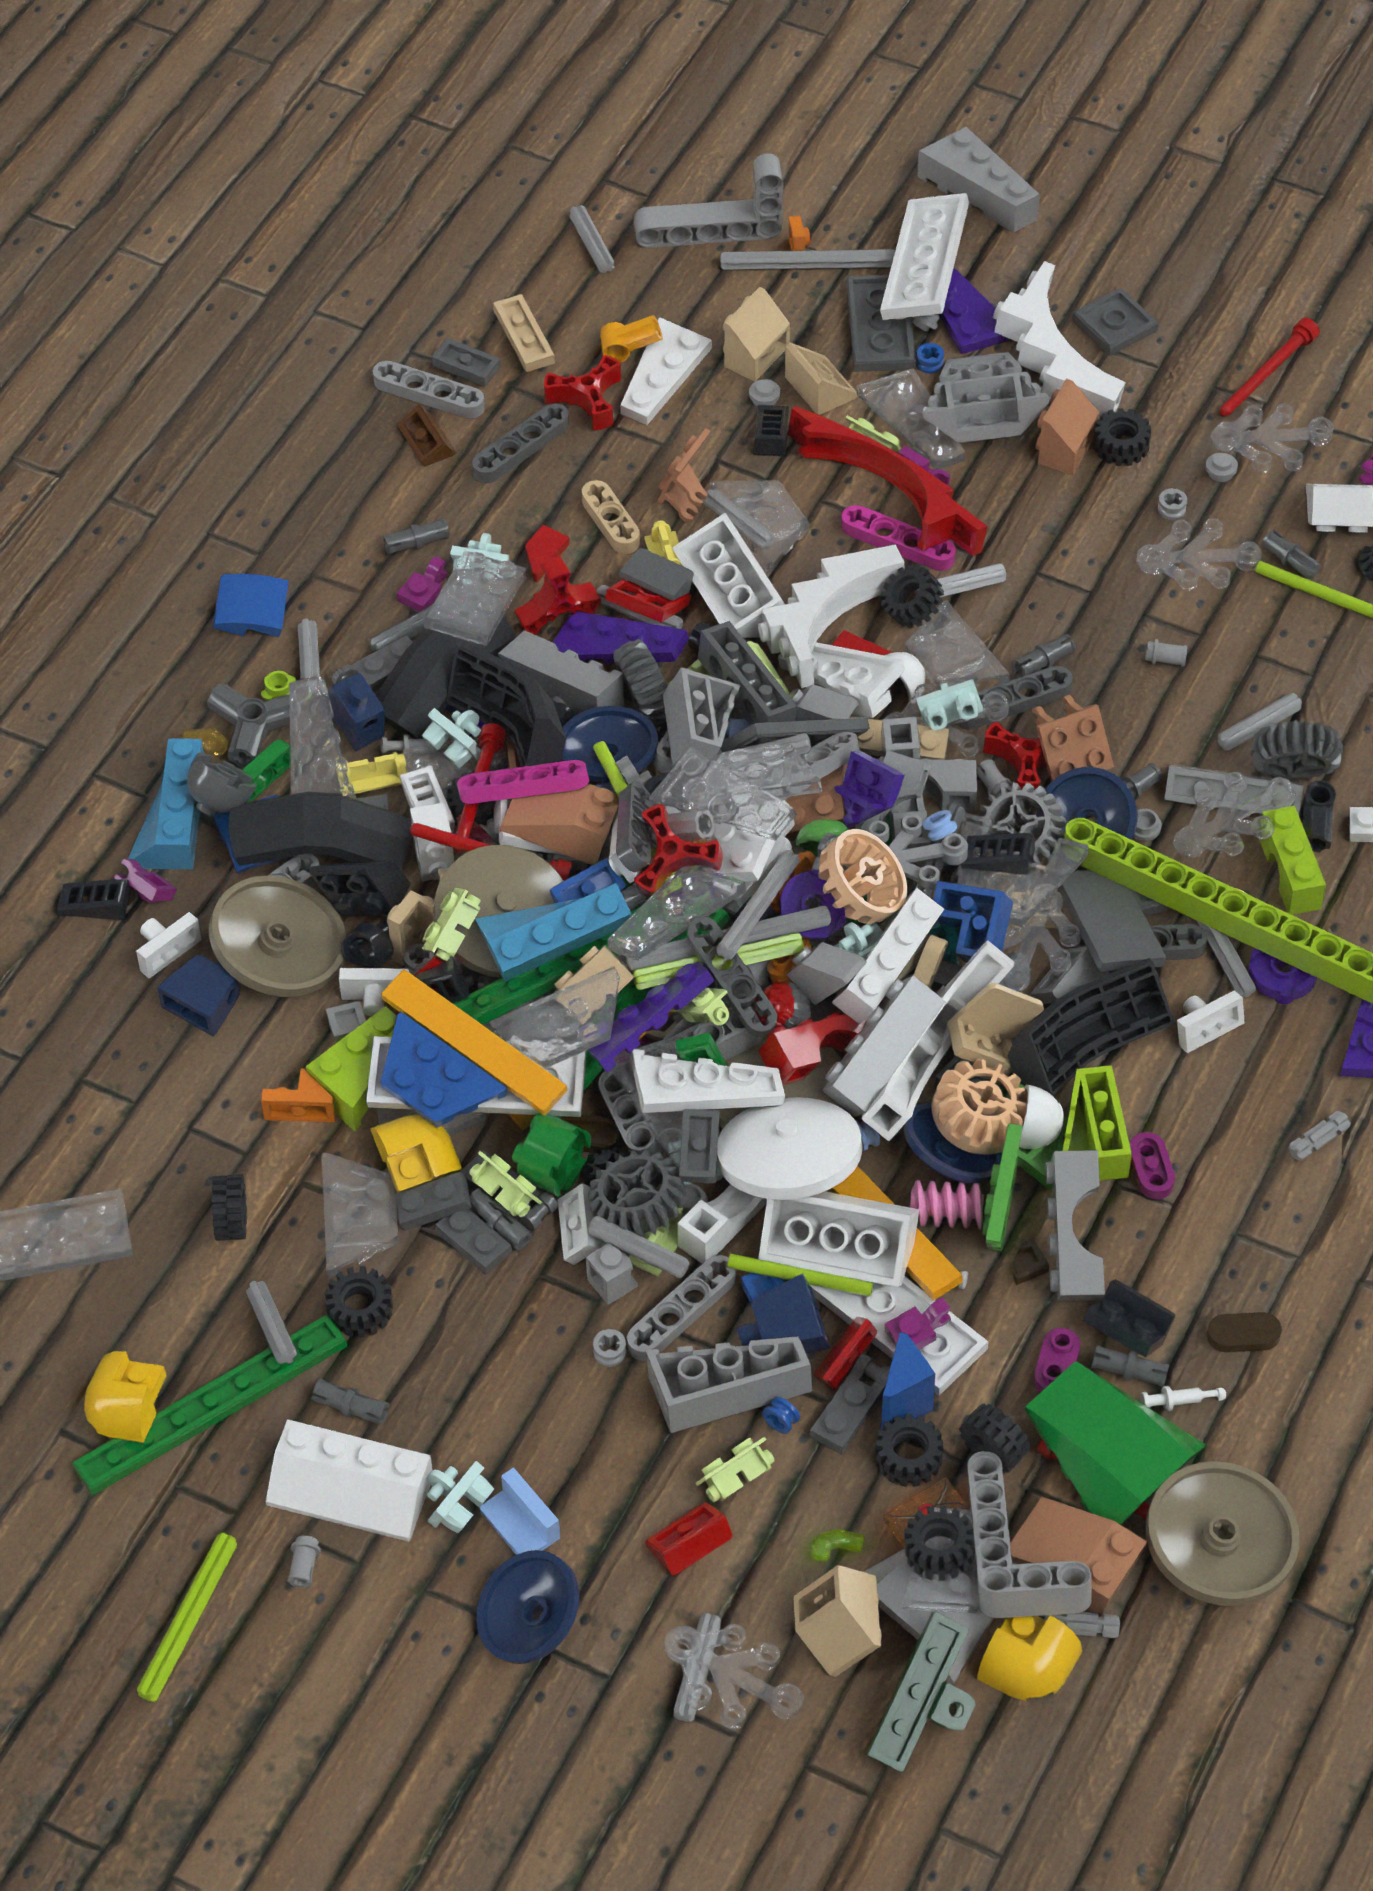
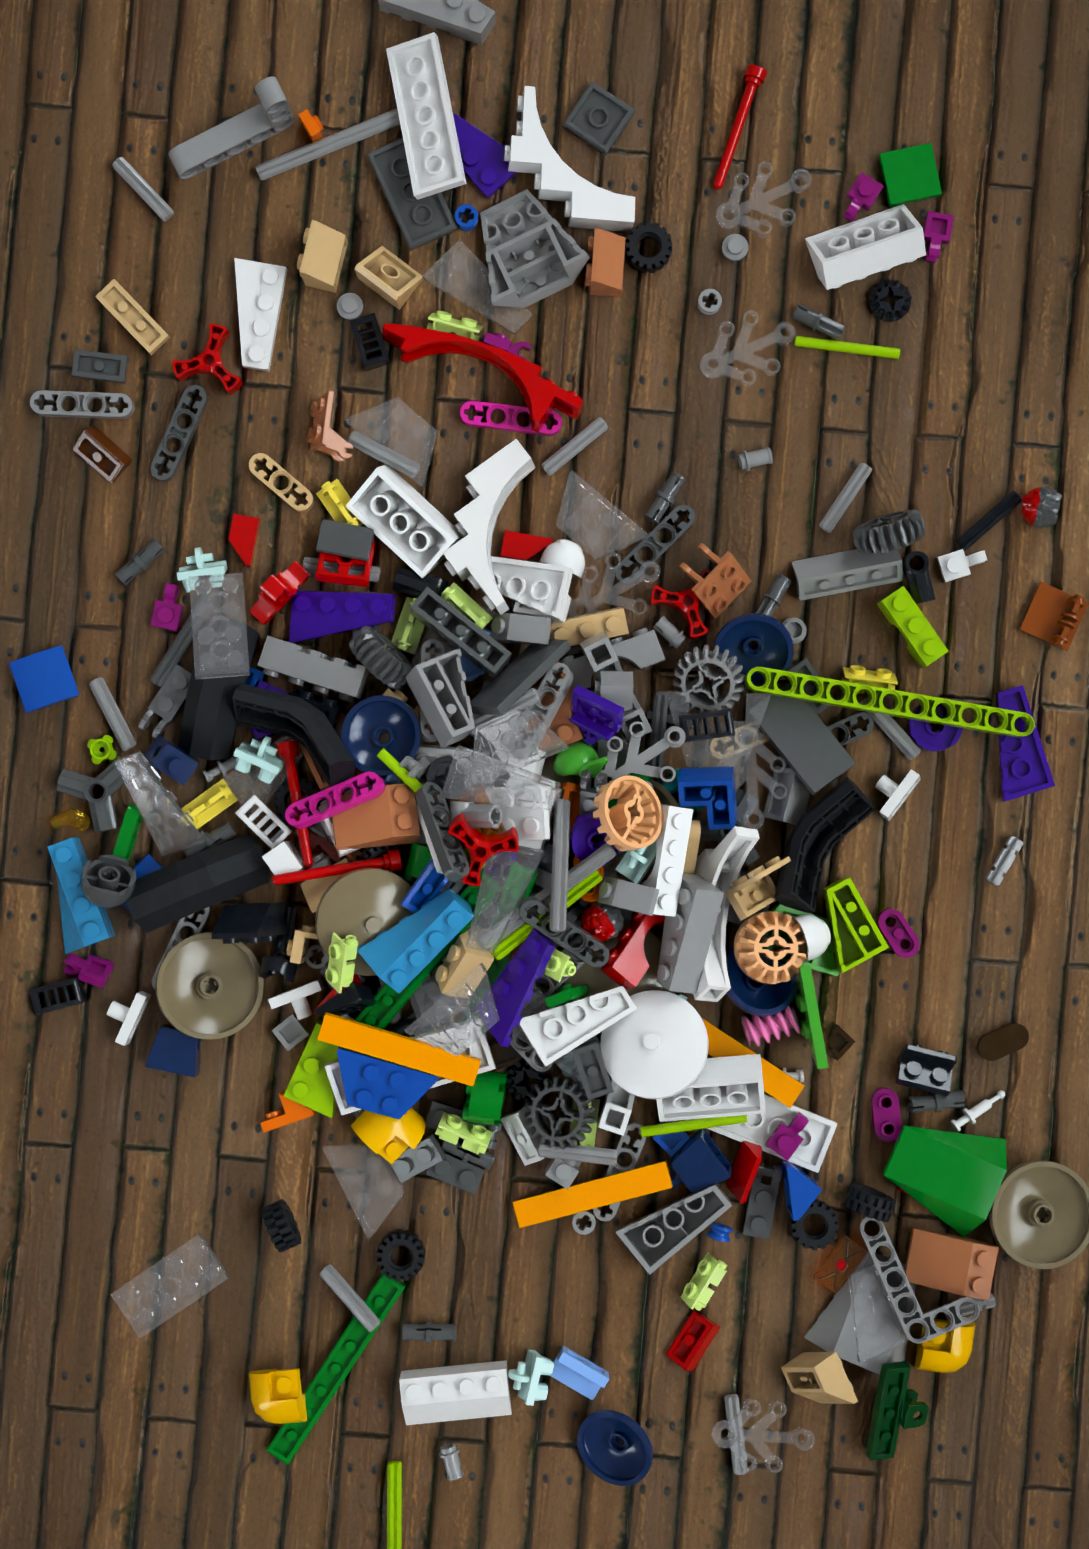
camera: 25 degrees left, 35 degrees up
(620, 339) = (215, 296): light orange piece -> none
(635, 1310) = (592, 1194): none -> light orange tile
(833, 1539) = (787, 1310): clear neon green arm -> none
(903, 586) = (534, 487): black tyre -> none
(936, 1525) = (870, 1333): black tyre -> none
(939, 825) = (663, 727): light blue bush -> none
(950, 704) = (616, 588): light aqua hips -> none
(1077, 1272) = (860, 992): light grey arch -> none
(1197, 837) = (856, 611): clear plant -> none

